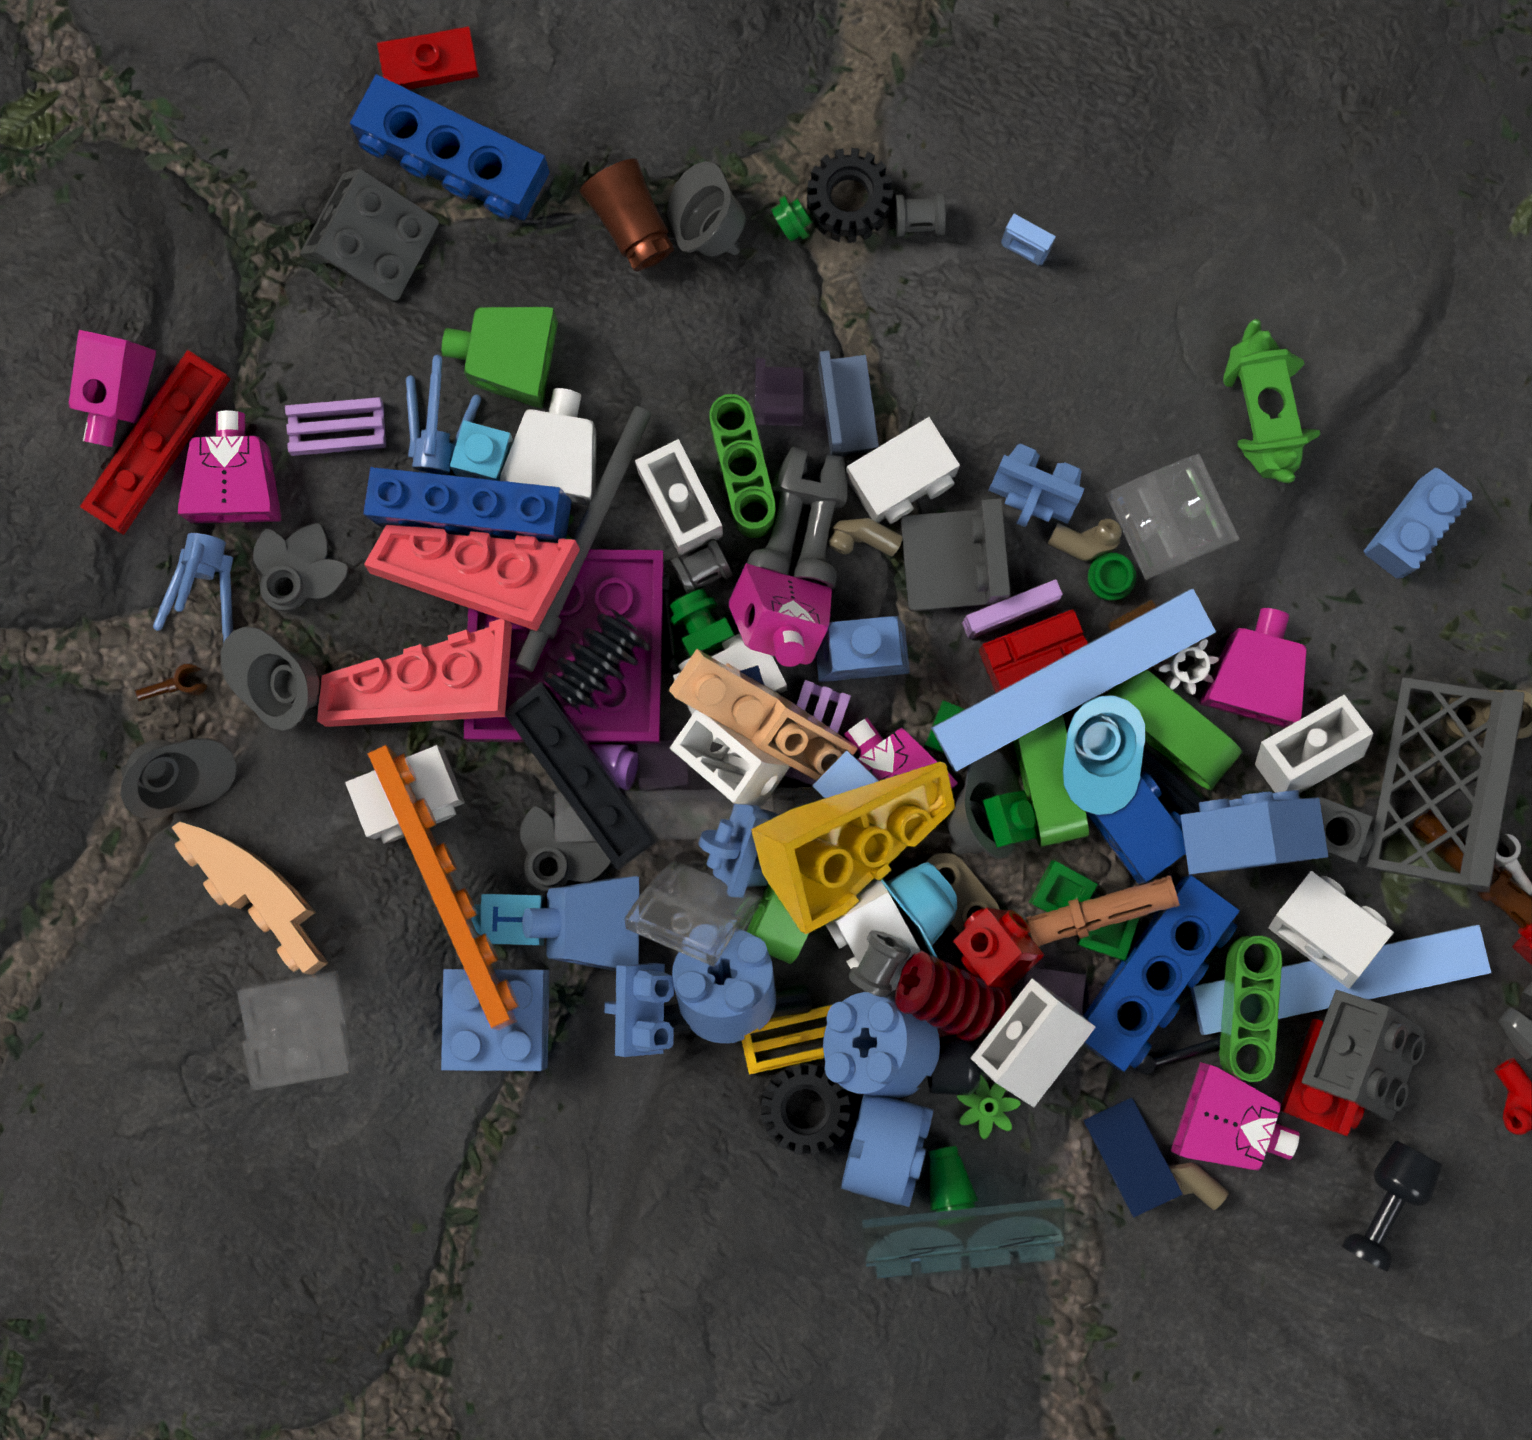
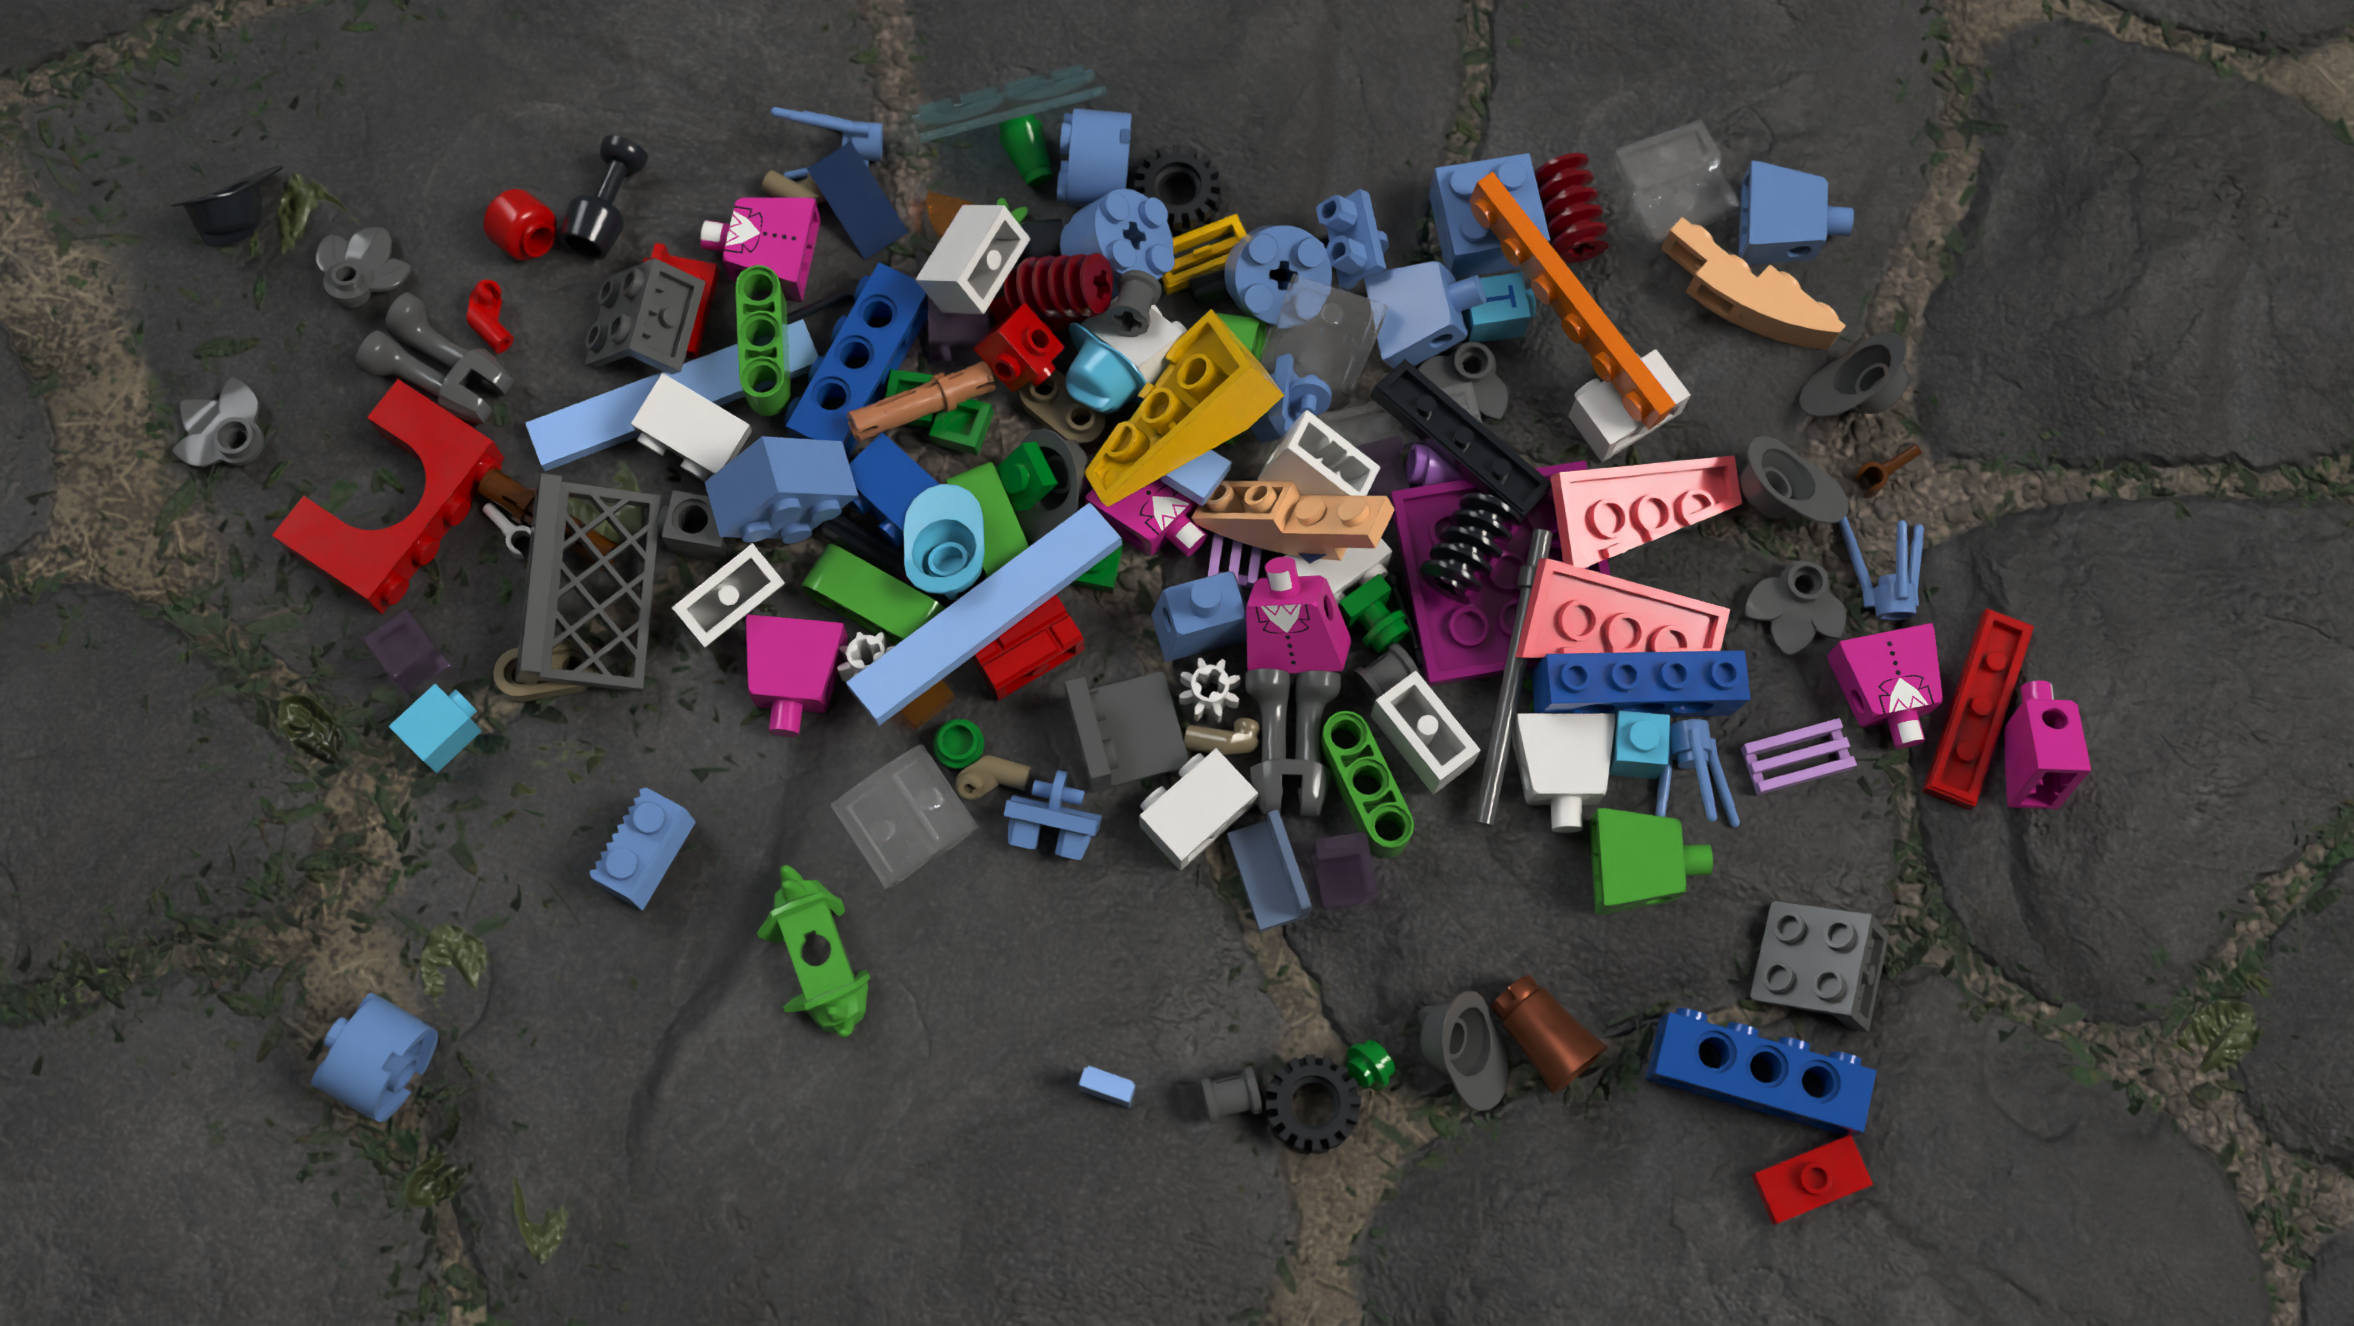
camera: 165 degrees right, 10 degrees down
(193, 968) = (1786, 215): none -> medium blue torso
(411, 1015) = (1569, 208): none -> dark red piece
(867, 568) = (1201, 679): none -> white gear
(1012, 609) = (1051, 689): lavender tile -> none
(1041, 1125) = (942, 211): none -> clear orange tile
(1118, 1227) = (865, 136): none -> medium blue plant
(1480, 1189) = (520, 224): none -> red head

